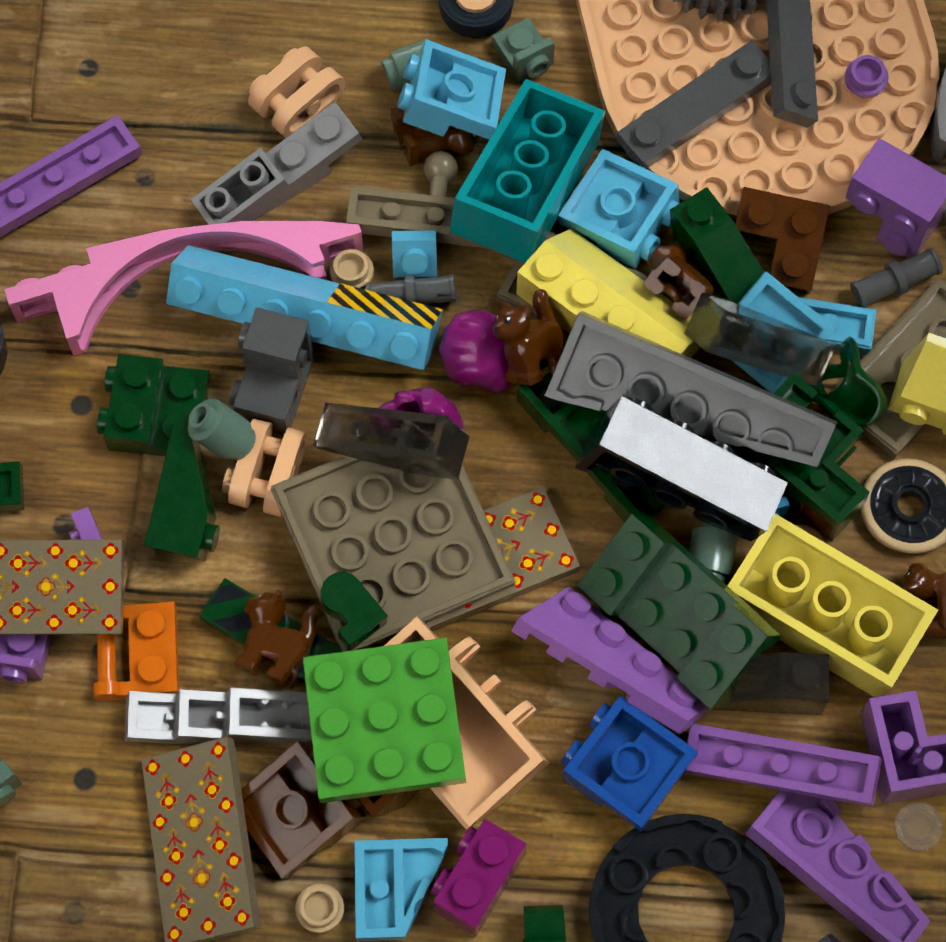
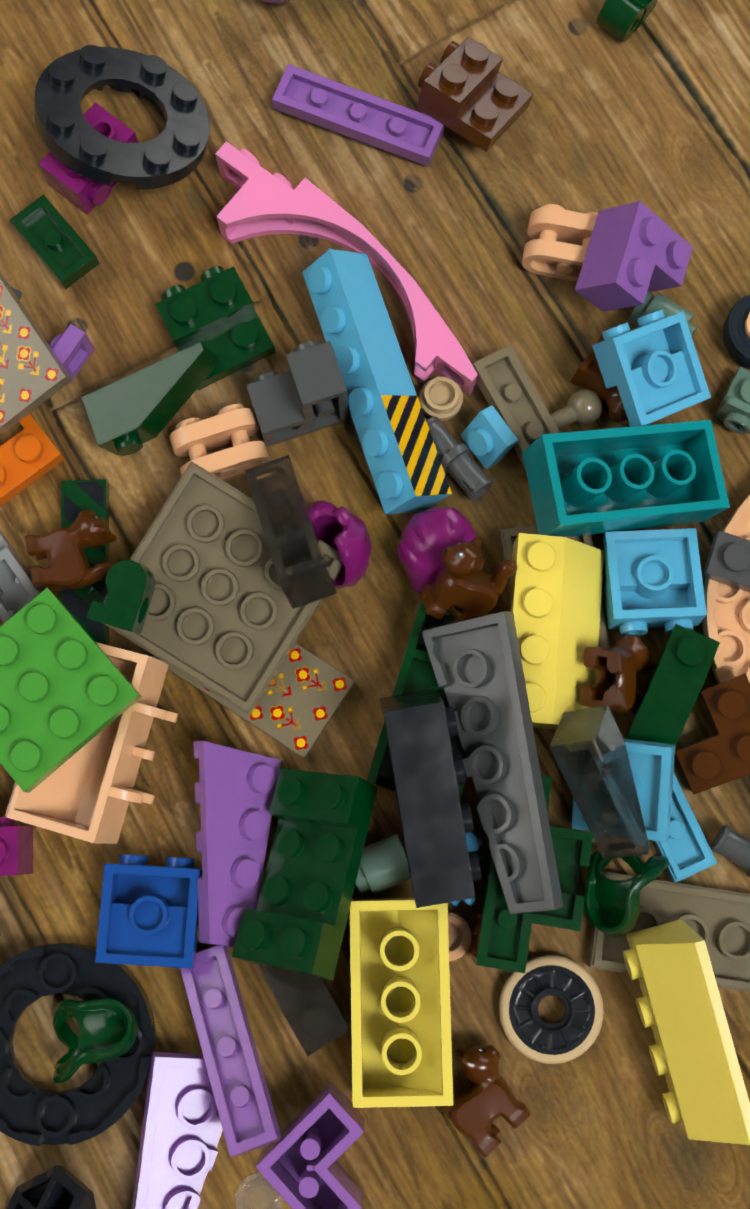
camera: 55 degrees right, 10 degrees up
(110, 79) = (471, 93): none -> reddish brown plate
(221, 430) = (209, 388): sand green brick -> none
(280, 174) = (486, 283): light grey slope -> none
(349, 50) = (631, 255): none -> medium lavender brick
(706, 852) = (104, 1033): none -> dark green piece

